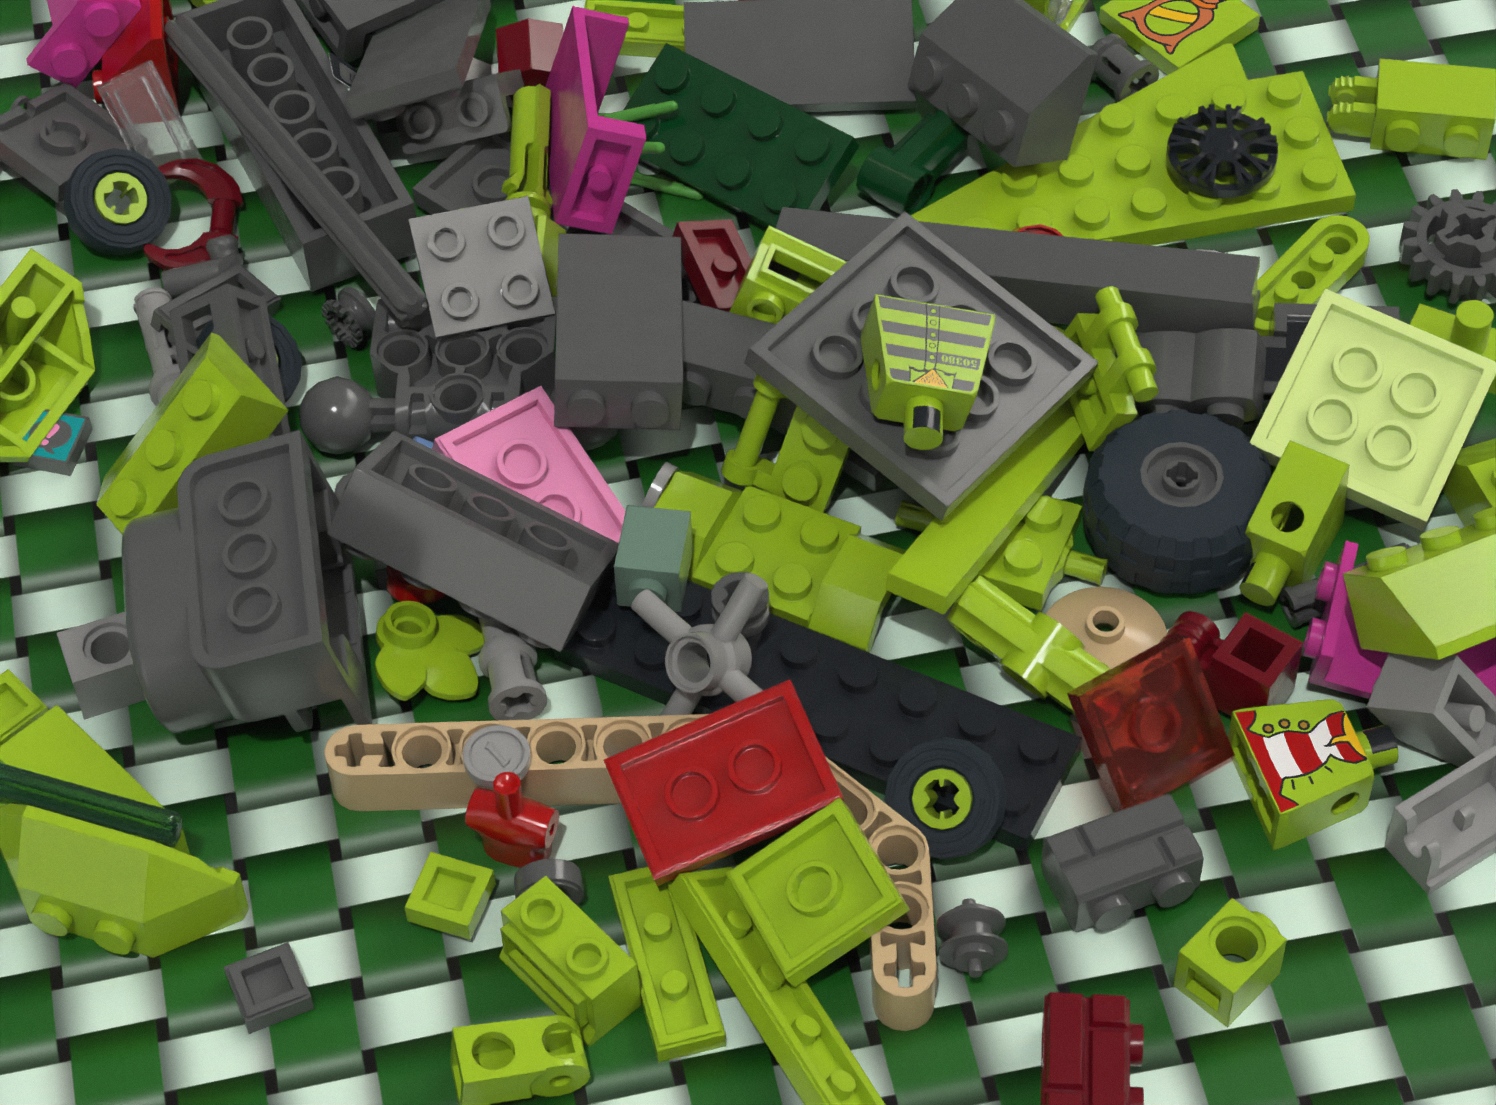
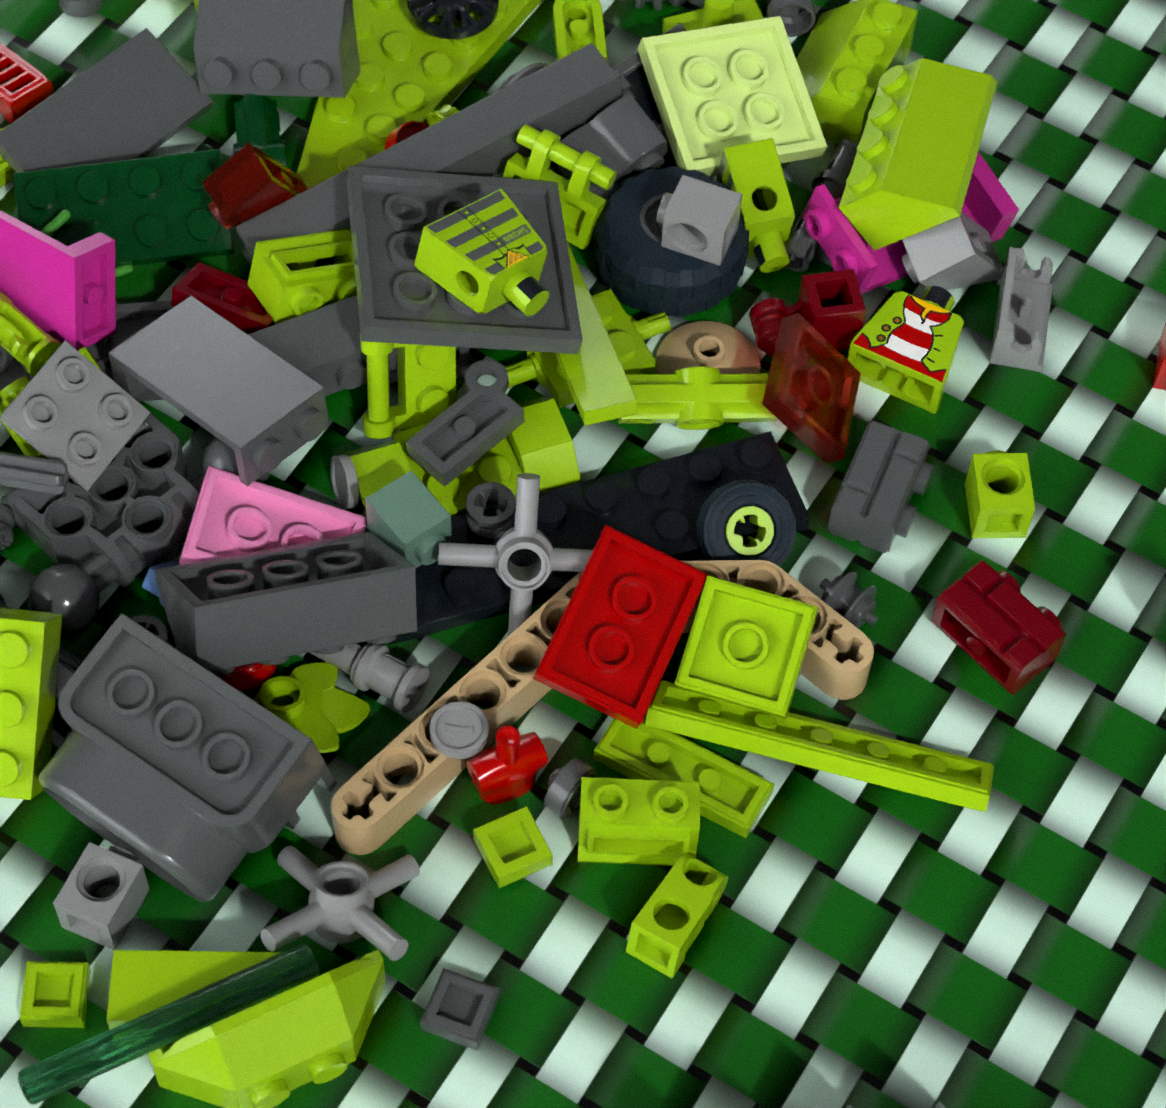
camera: 50 degrees left, 5 degrees up
(265, 819) = (341, 903): none -> light grey bar
(798, 519) = (468, 425): none -> dark grey hinge
(837, 180) = (249, 186): none -> clear red brick
(1190, 487) = (699, 219): none -> light grey brick

